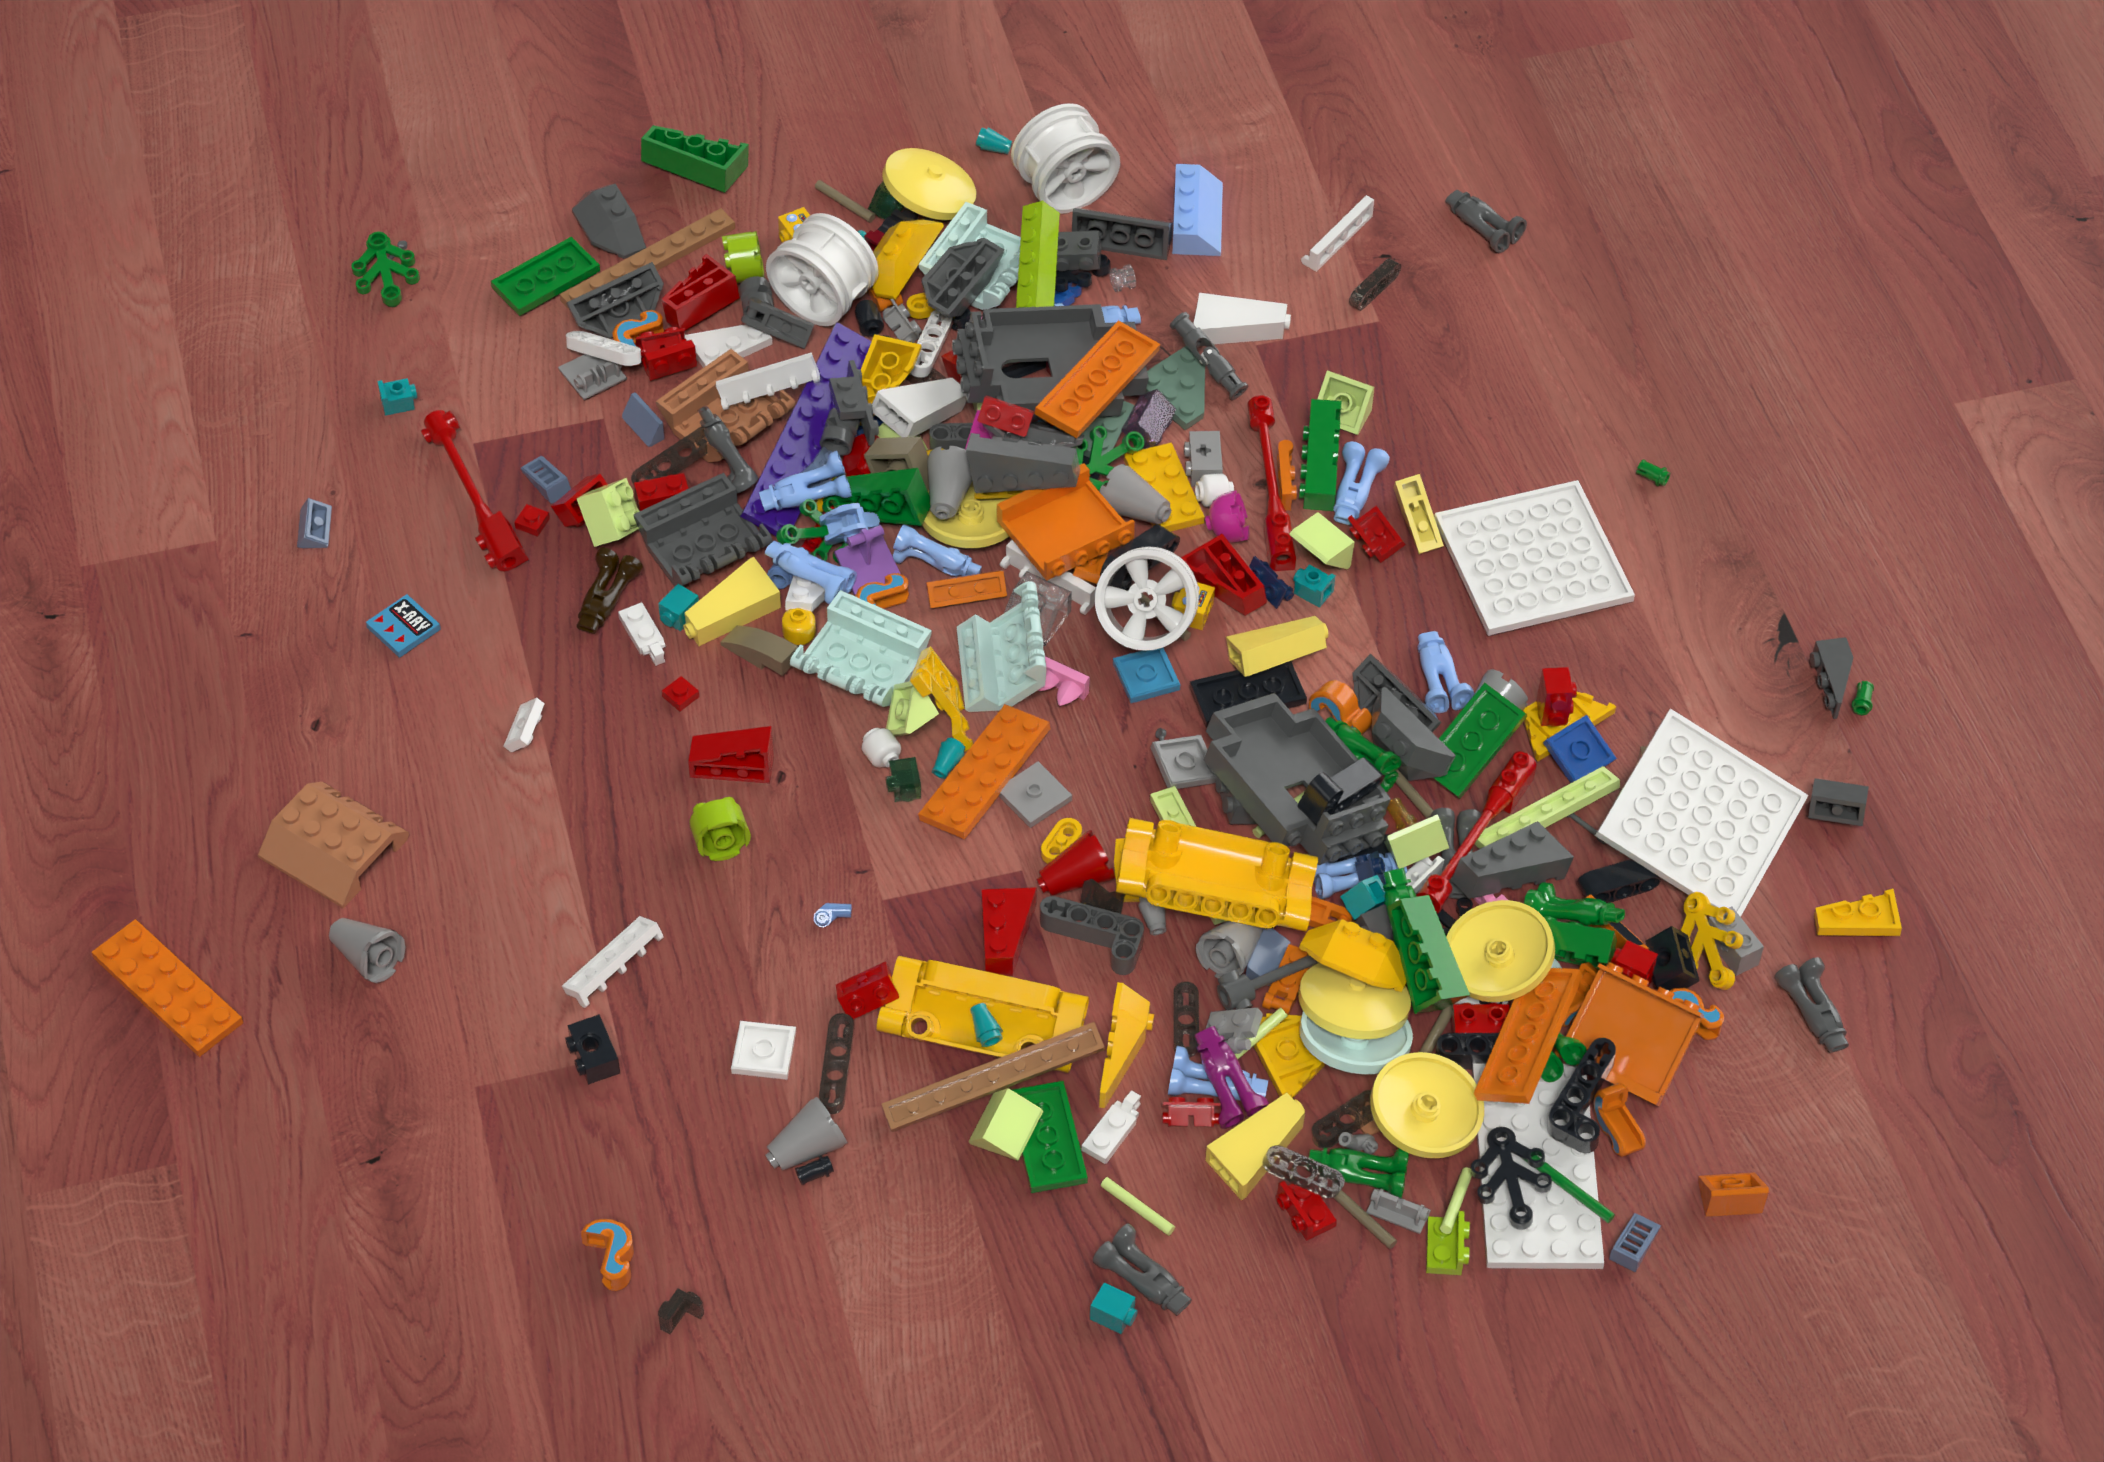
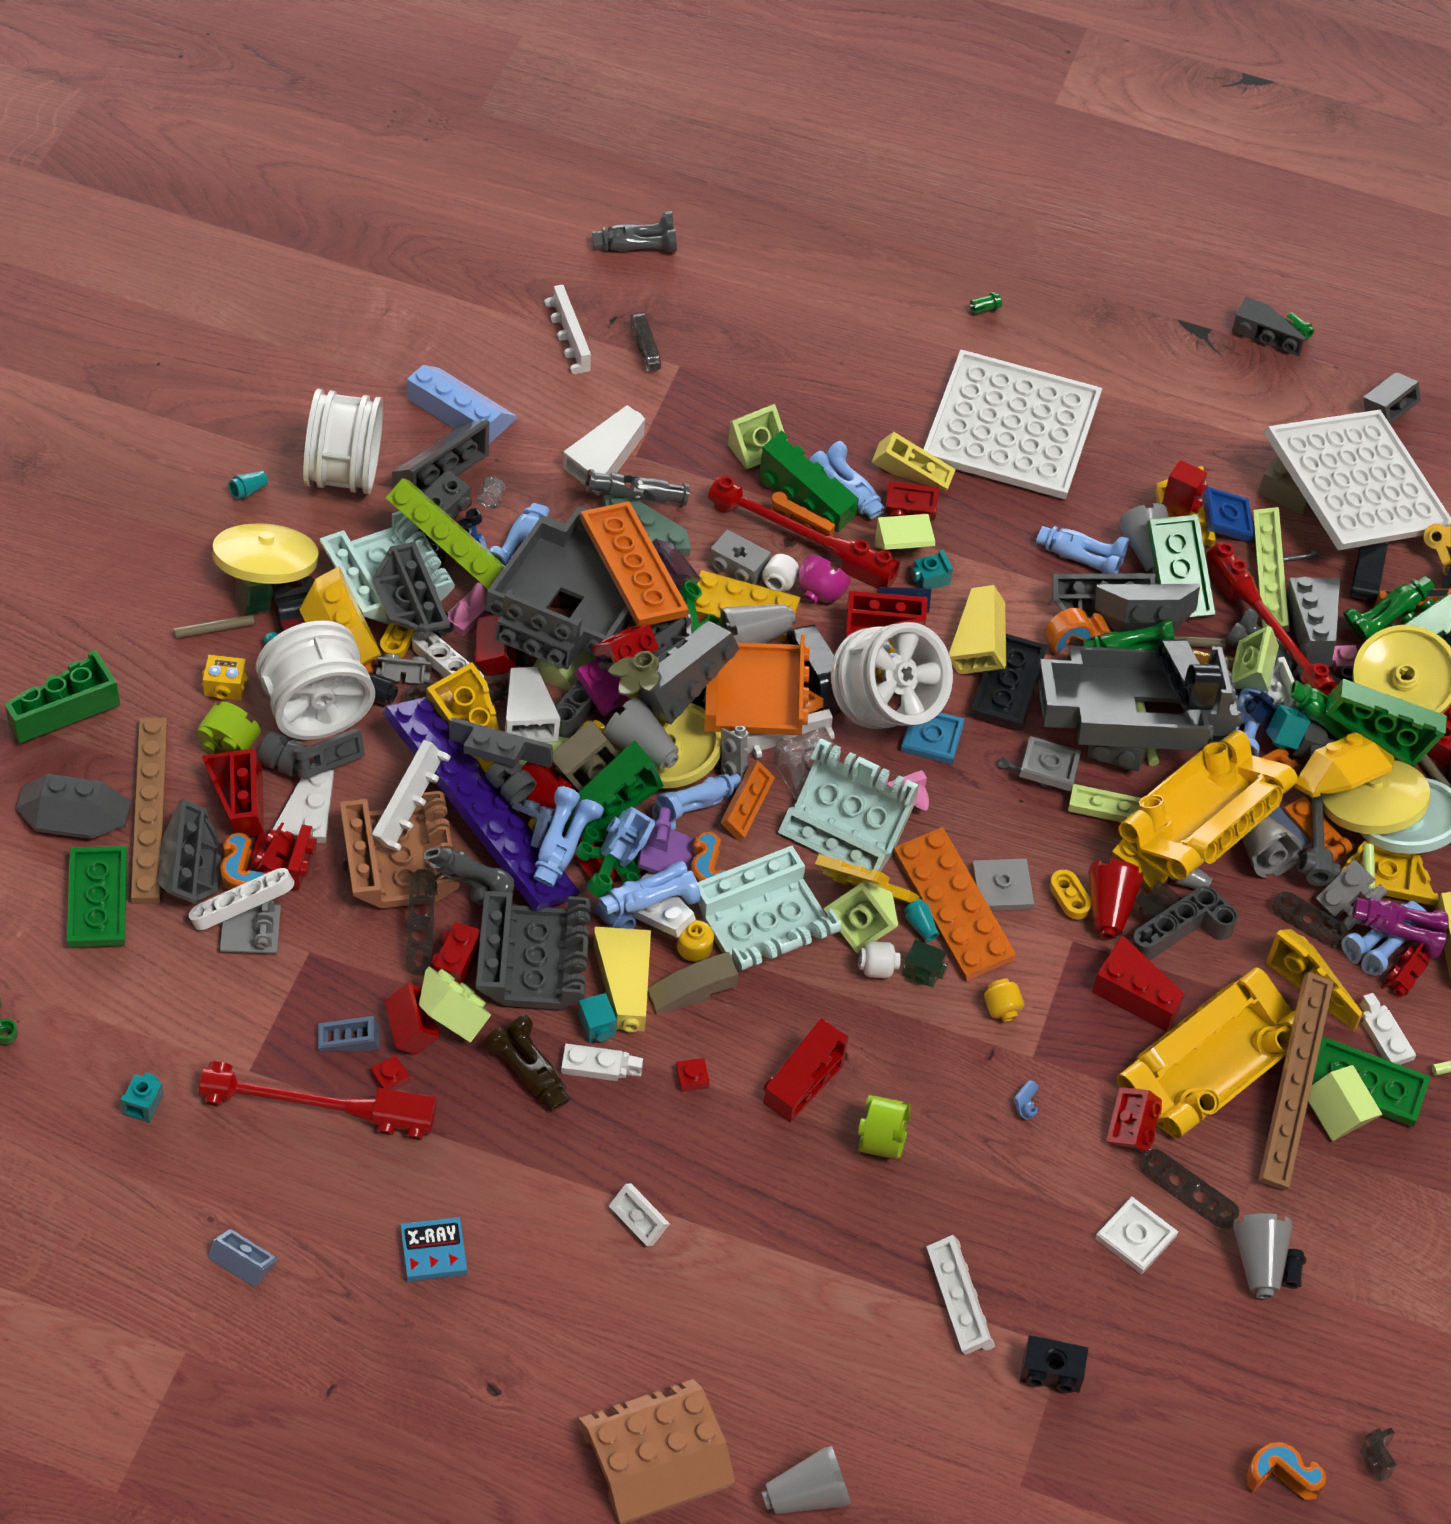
camera: 60 degrees left, 0 degrees up
(643, 421) = (347, 921): sand blue slope -> none
(913, 848) = (1004, 1000): none -> yellow head
(976, 430) = (636, 673): none -> olive plate
(986, 1027) = (1236, 1056): teal cone -> none
(999, 544) = (733, 756): none -> light grey hinge

